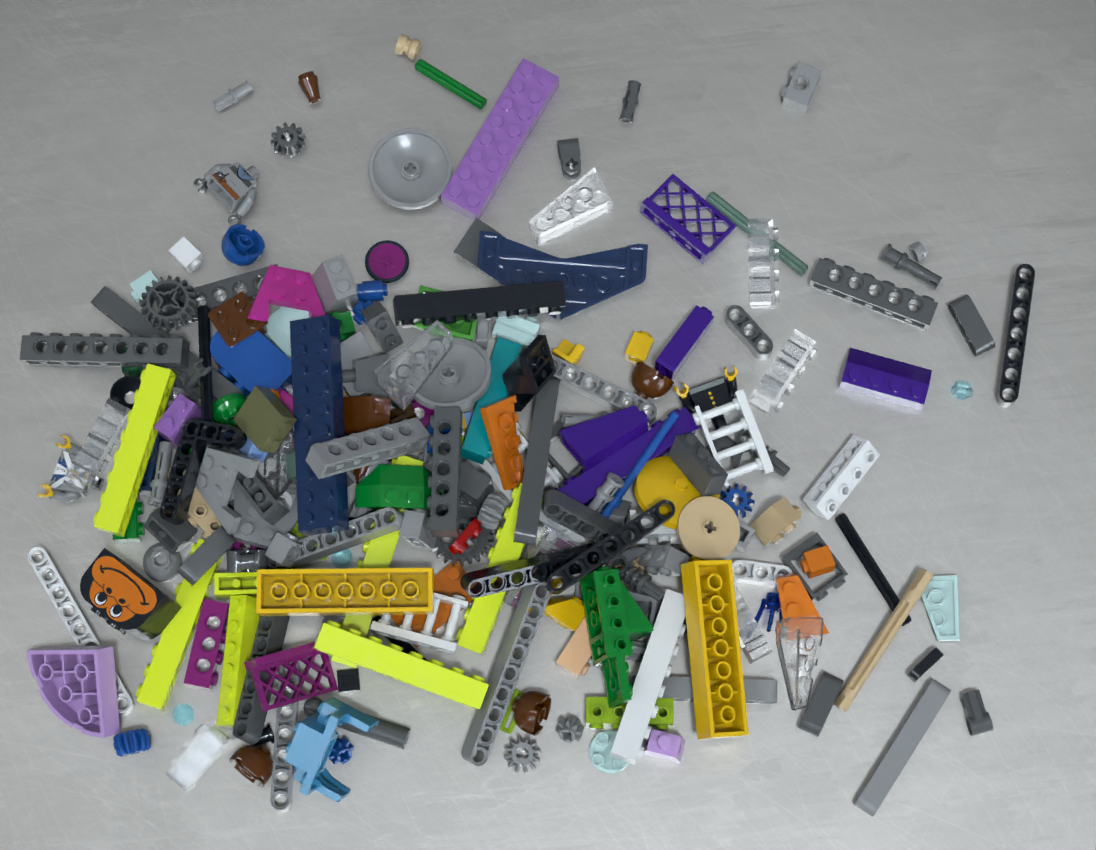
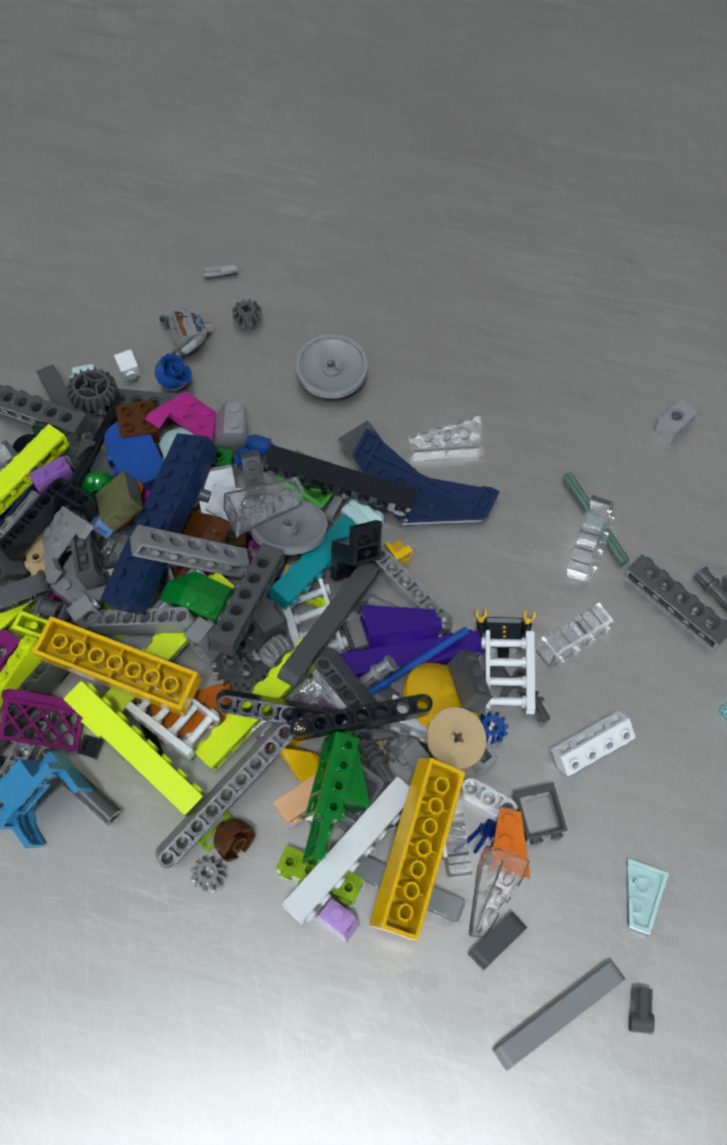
camera: 20 degrees right, 10 degrees down
(309, 85) = (282, 282): reddish brown cone -> none
(341, 751) = (51, 803): blue gear -> none
(342, 559) = (135, 641): clear light blue plate -> none
(387, 261) = (282, 428): magenta wheel -> none
(409, 47) = (371, 282): tan wheel -> none
(450, 84) = (392, 320): green axle -> none
(460, 544) = (236, 665): red plate -> none
(500, 140) = (412, 372): medium lavender brick -> none
(501, 430) = (311, 589): orange wing -> none
(570, 156) = (463, 404): dark grey piece -> none
(570, 729) = (260, 868): light grey gear -> none
(600, 751) = (275, 905): light aqua dish -> none
(630, 101) = (530, 382): dark grey pin -> none
(639, 347) = (459, 569): yellow brick -> none
(649, 382) = (456, 599): reddish brown cylinder -> none
(673, 227) = (529, 489): dark purple fence -> none
(684, 342) = (497, 579): dark purple slope -> none
(747, 322) = (558, 601): dark grey beam -> none
(776, 521) = (520, 758): tan brick -> none
(817, 562) = (543, 807): orange brick -> none
(869, 563) = (592, 838): black axle -> none
(883, 639) = (578, 904): tan piece -> none
(885, 379) = (663, 676): dark purple slope -> none
(925, 664) = (609, 944): black beam -> none

